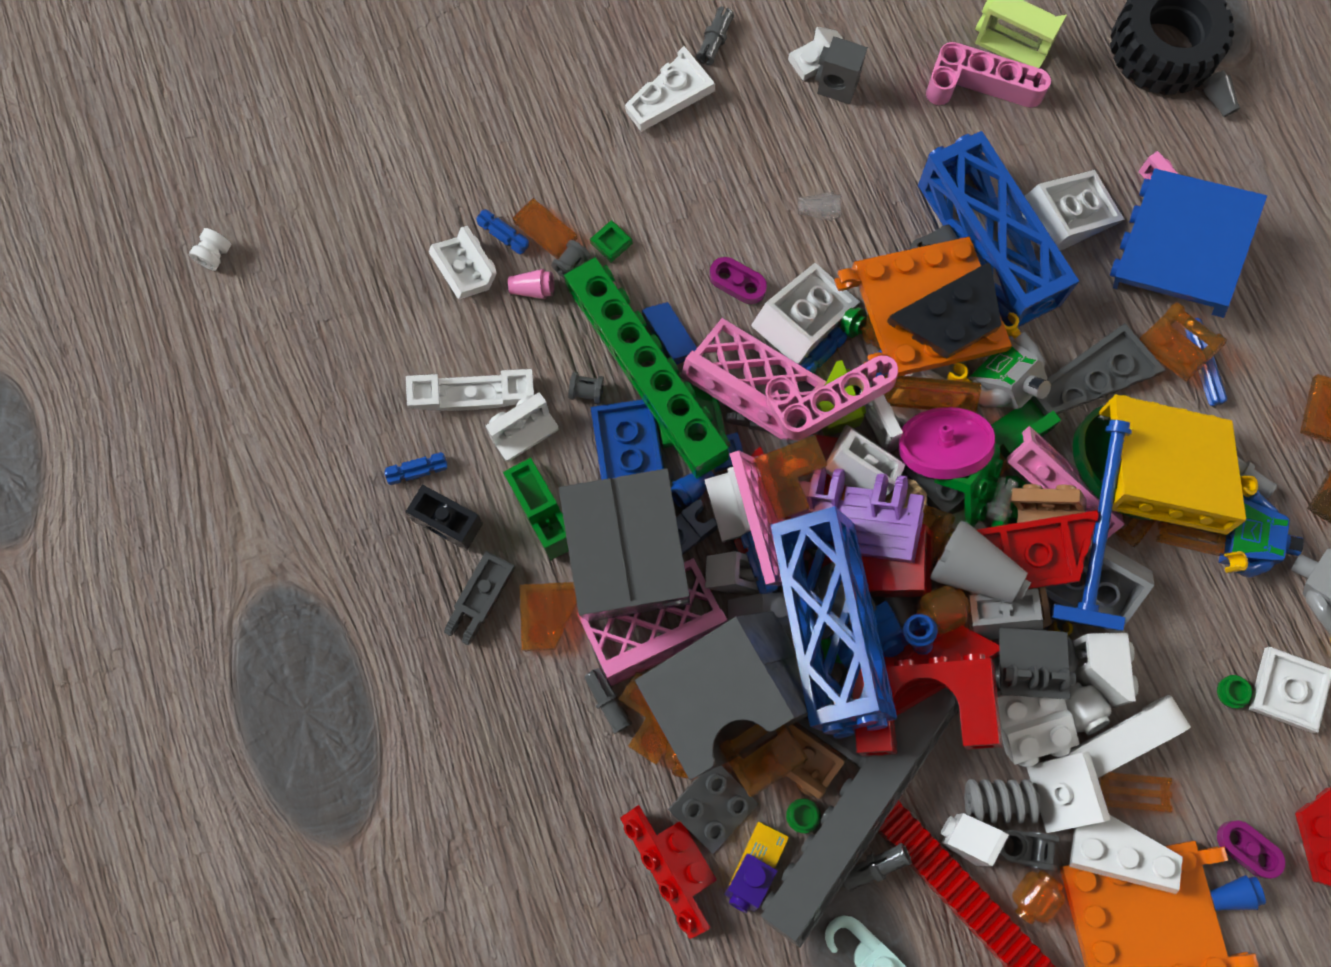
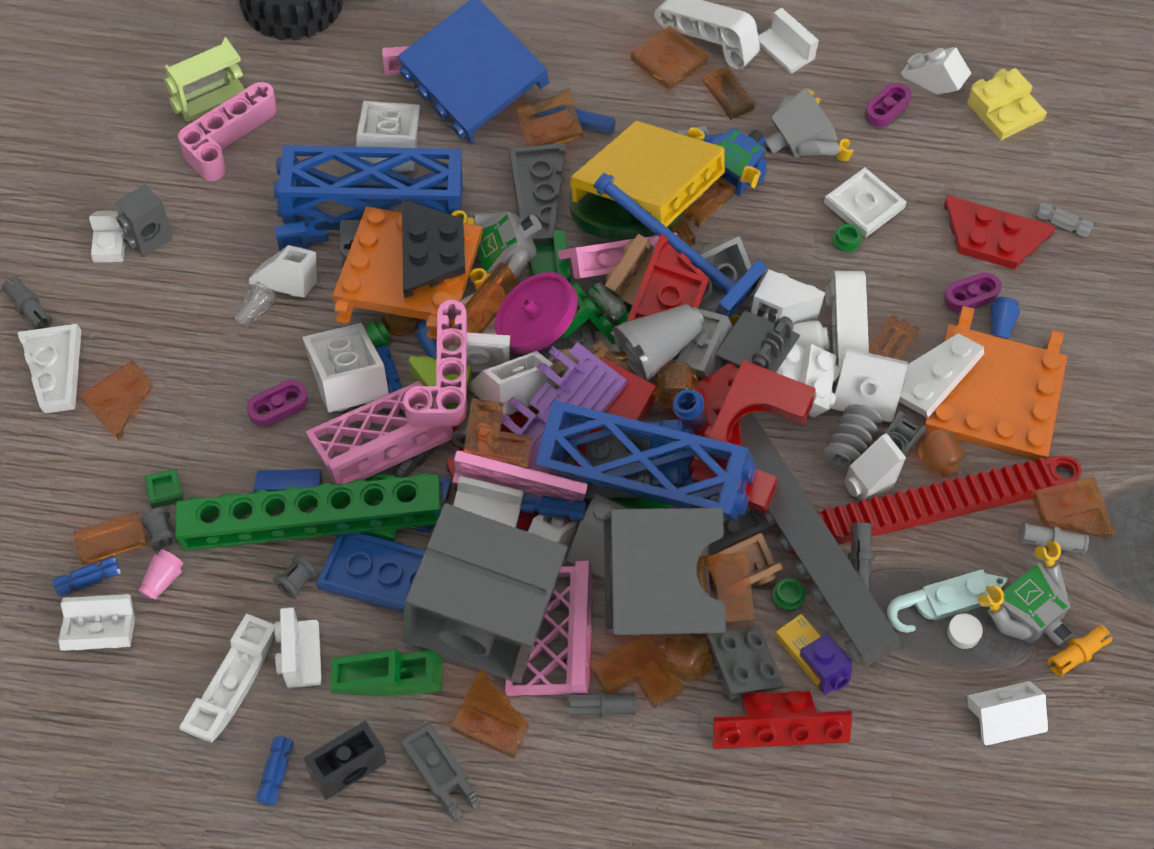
camera: 65 degrees left, 15 degrees down
(672, 156) = (118, 397): none -> clear orange wing
(867, 213) = (288, 271): none -> white slope
(910, 199) = (299, 236): none -> blue plate

